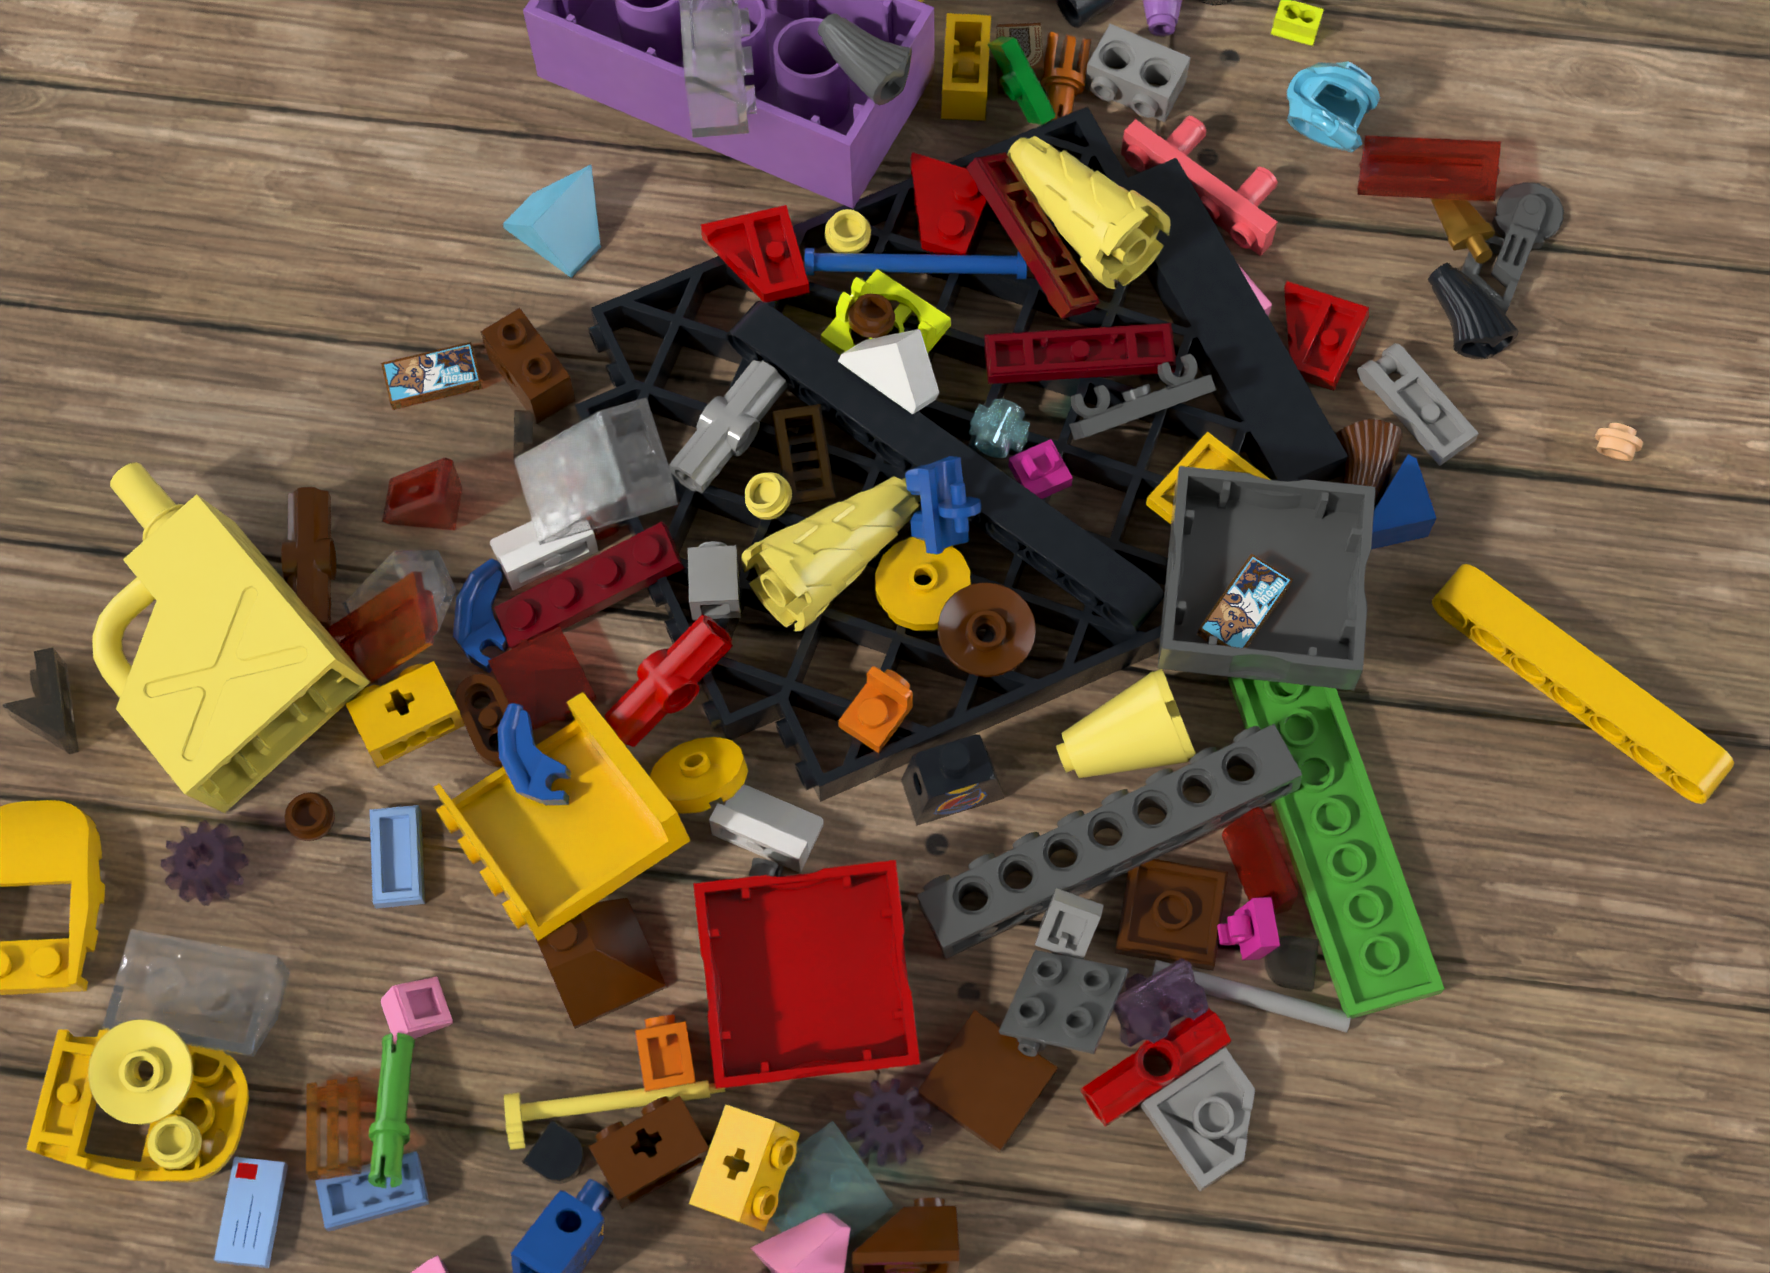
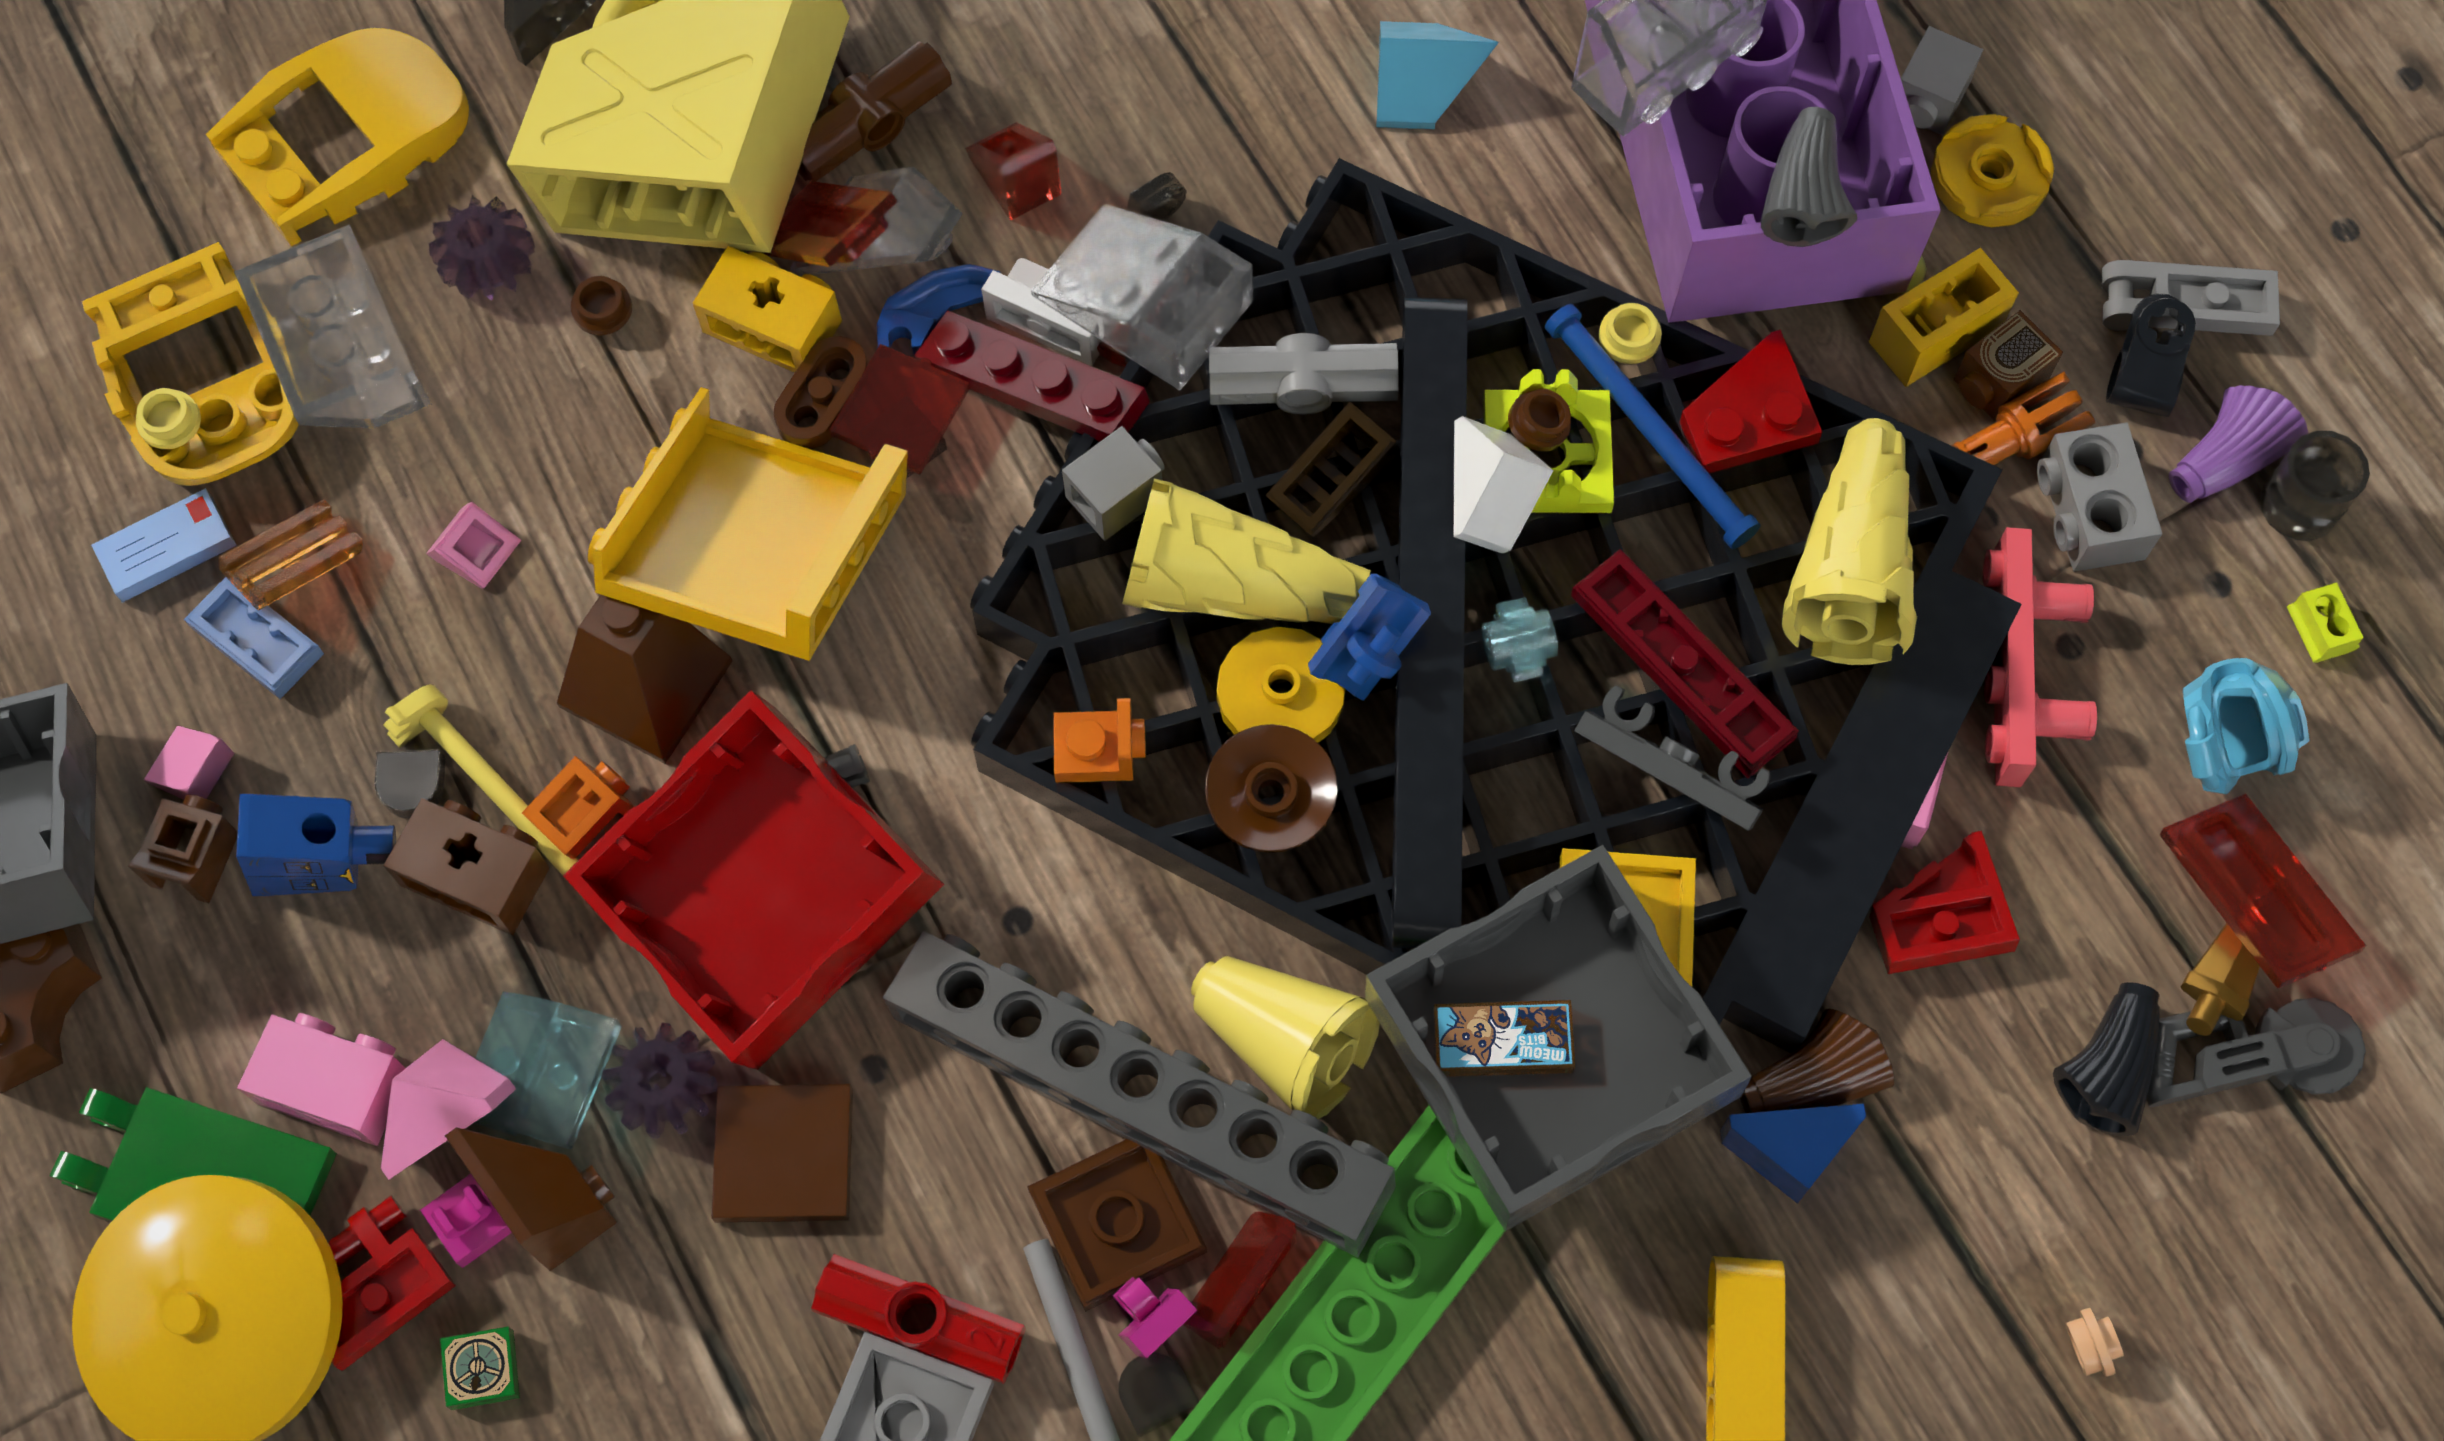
camera: 55 degrees right, 0 degrees up
(116, 1078) = (195, 325): light yellow dish -> none
(390, 1127) = (321, 602): bright green pin -> none
(397, 856) = (619, 414): light blue tile -> none
(431, 375) = (1157, 78): tile -> none
(526, 765) = (790, 453): blue piece -> none
(528, 365) = (1233, 151): reddish brown brick -> none
(668, 680) = (979, 520): red piece -> none
(700, 773) = (904, 625): yellow plate -> none
(745, 1168) = (504, 967): yellow brick -> none
(761, 252) = (1534, 267): red wing -> none
(767, 827) = (907, 736): white panel -> none
(768, 495) = (1255, 466): light yellow plate -> none
(951, 779) = (1088, 878): black torso -> none
(1020, 80) = (1965, 377): green plate -> none
(1033, 235) = (1780, 515): dark red plate -> none
(1041, 470) = (1509, 720): dark pink tile -> none
(1063, 1003) = (909, 1166): dark grey hinge -> none
(1068, 924) = (1005, 1113): light grey bracket -> none
(1157, 1001) = (986, 1269): clear purple hips -> none
(1418, 403) = (1949, 1081): light grey plate -> none

